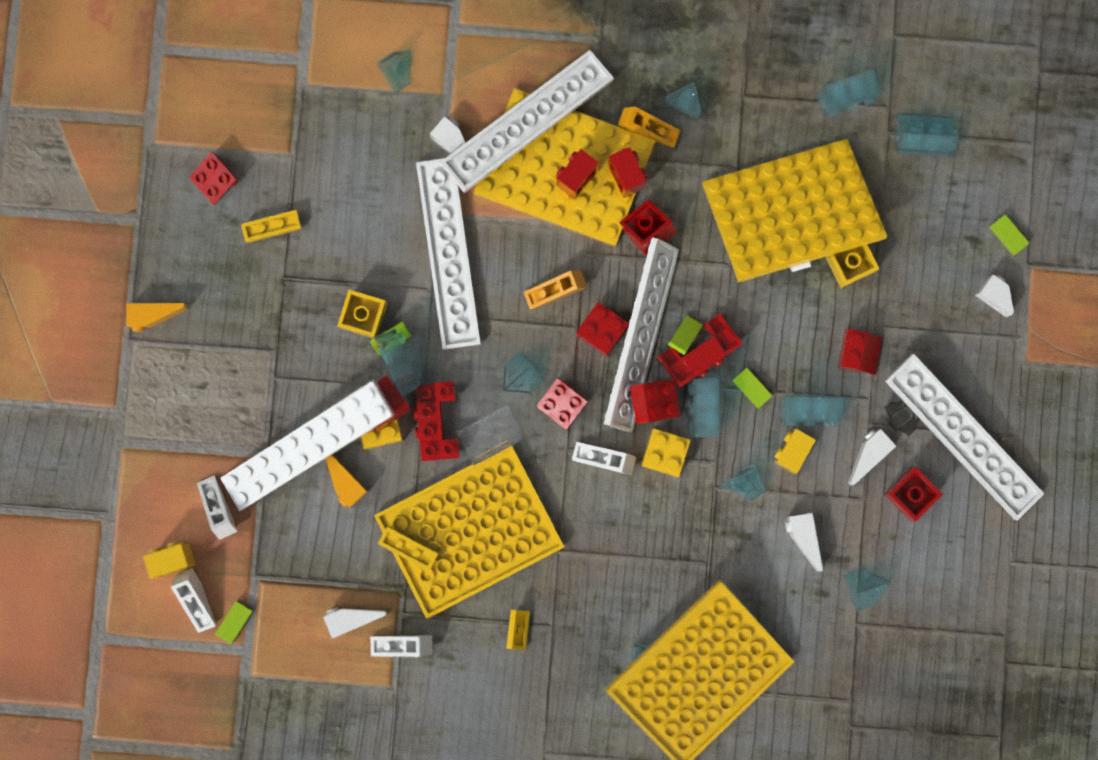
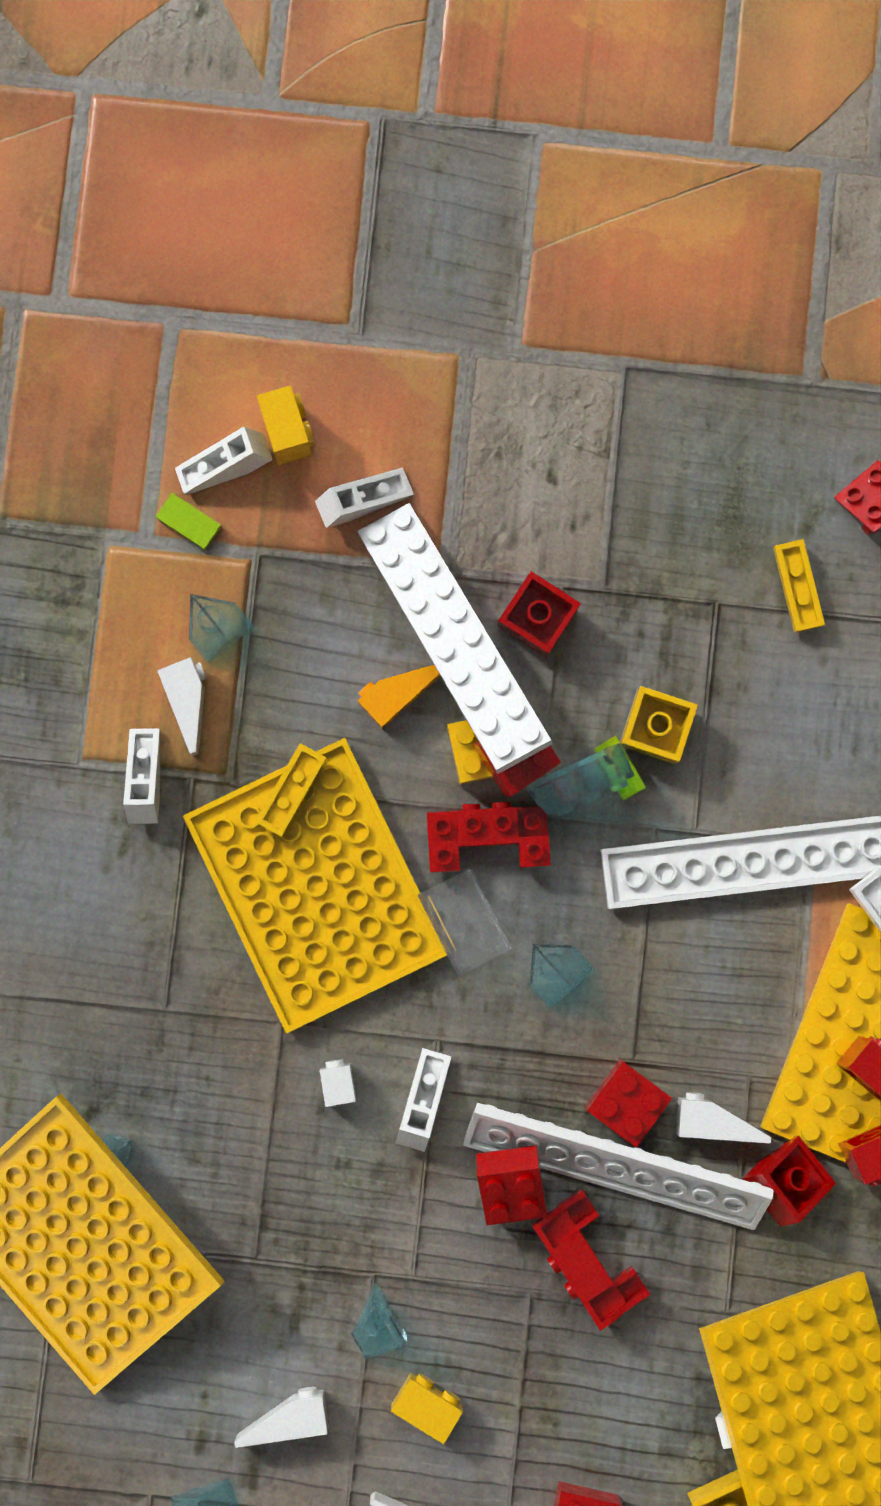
camera: 85 degrees right, 0 degrees up
(151, 314) = (662, 398): light orange slope -> none
(291, 392) = (538, 614): none -> red brick
(302, 602) = (215, 625): none -> clear light blue slope
(518, 629) = (161, 957): yellow plate -> none
(555, 289) = (693, 1030): light orange slope -> none
(562, 403) = (511, 1035): hinge -> none
(594, 513) = (337, 1083): none -> white brick
(612, 276) = (706, 1120): none -> white slope
(665, 453) = (429, 1199): yellow brick -> none
(685, 334) = (616, 1236): lime tile -> none
(704, 408) = (498, 1265): clear light blue slope -> none
(752, 388) = (529, 1341): lime tile -> none
(811, 411) = (490, 1438): clear light blue slope -> none

